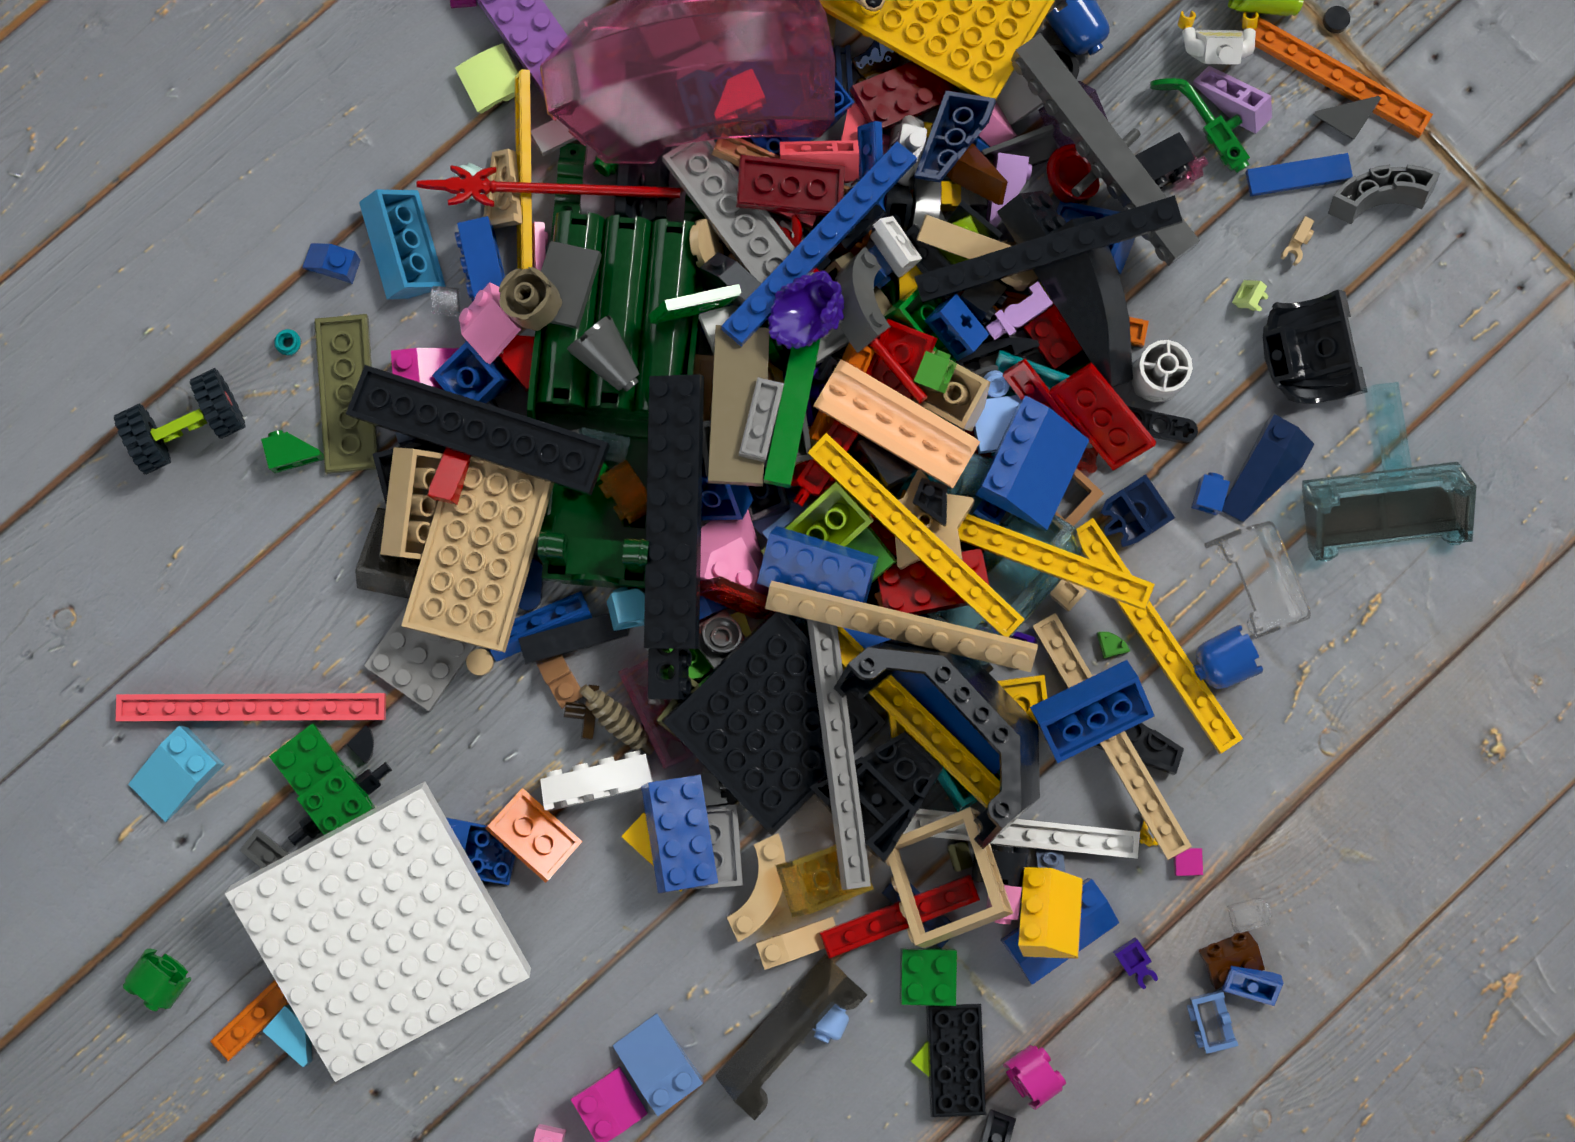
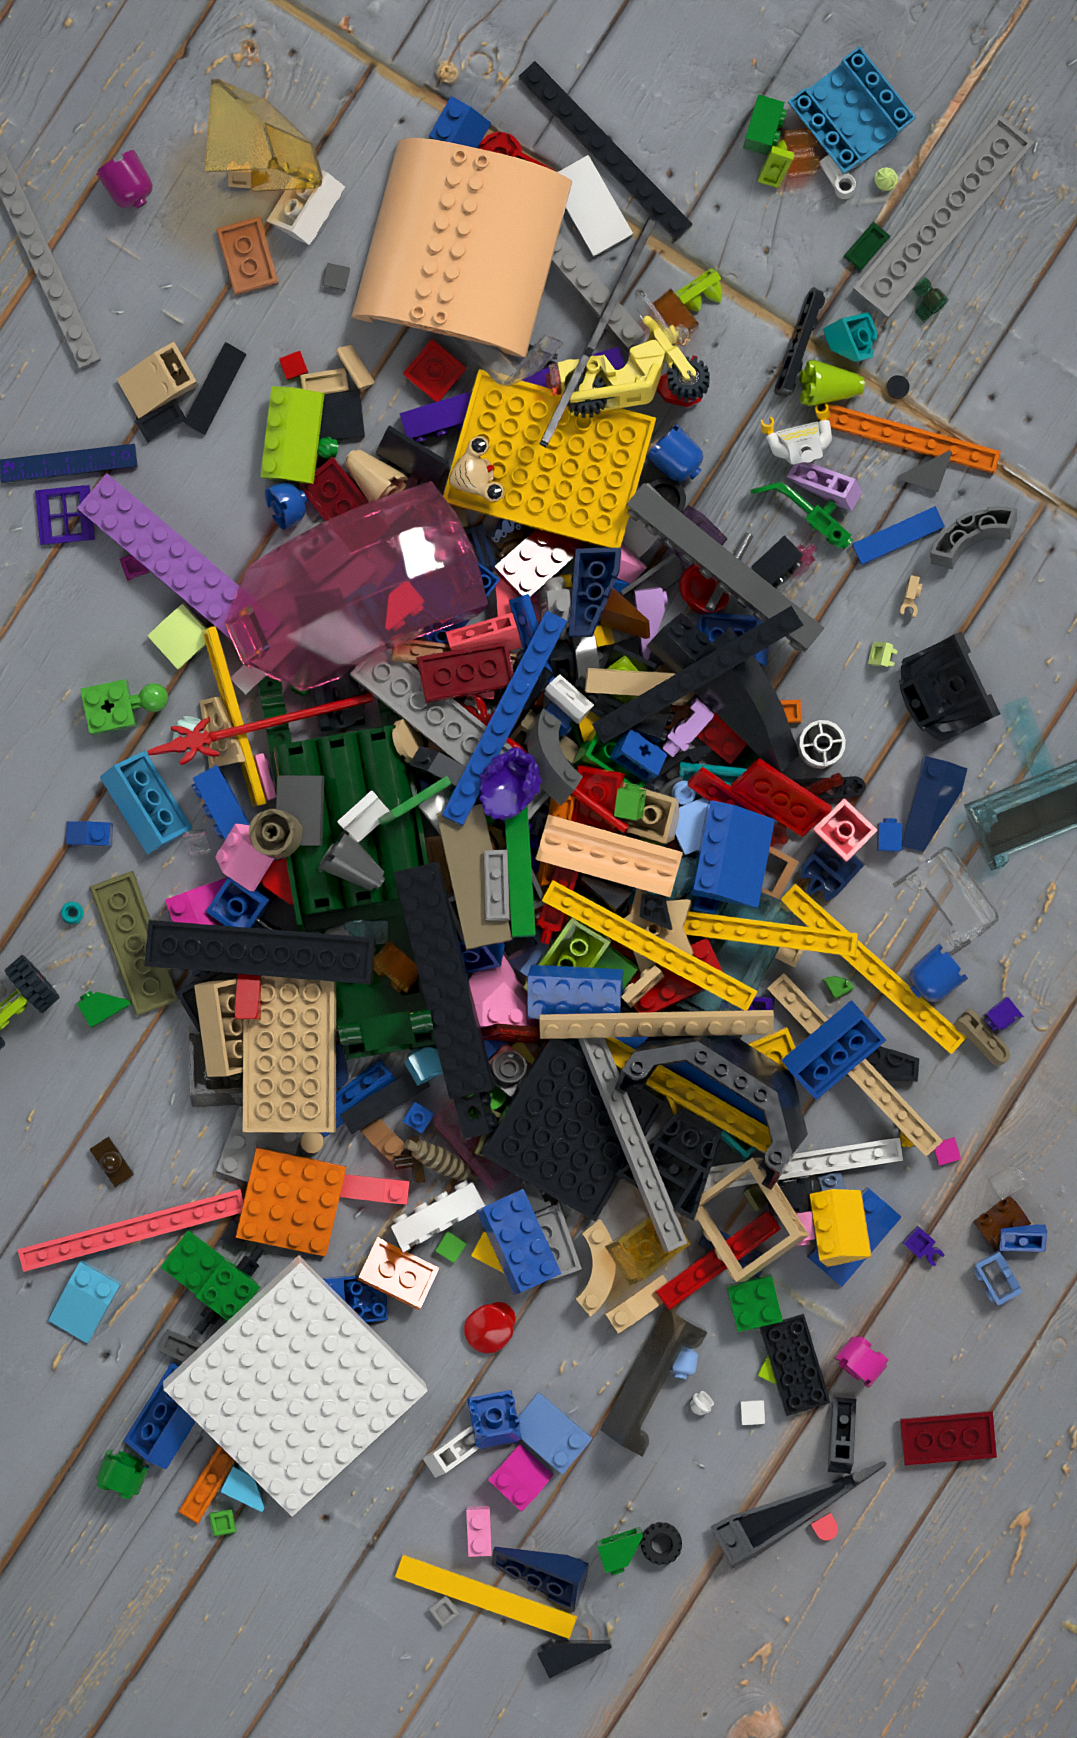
camera: 10 degrees left, 5 degrees up
(214, 942) = (160, 1426): none -> blue slope
(251, 625) = (111, 1161): none -> dark brown tile
(257, 1067) = (223, 1522): none -> bright green tile
(405, 129) = (152, 698): none -> bright green brick
(436, 722) = (290, 1201): none -> orange plate
(535, 733) = (375, 1189): none -> coral slope
(549, 1053) = (451, 1452): none -> white slope
(597, 1031) = (494, 1419): none -> blue slope
(602, 821) = (451, 1247): none -> bright green tile
(605, 665) = (418, 1117): none -> blue brick
(621, 924) = (490, 1327): none -> red piece
(632, 307) = (363, 816): none -> white panel
(838, 1076) = (701, 1403): none -> white plate
(893, 1102) = (752, 1412): none -> white tile
(903, 576) = (636, 991): none -> tan plate
(1156, 417) = (825, 784): none -> clear red axle
(1165, 472) = (845, 830): none -> coral slope
(1261, 744) = (983, 1037): none -> dark tan plate
(1290, 724) = (1002, 1014): none -> dark purple window

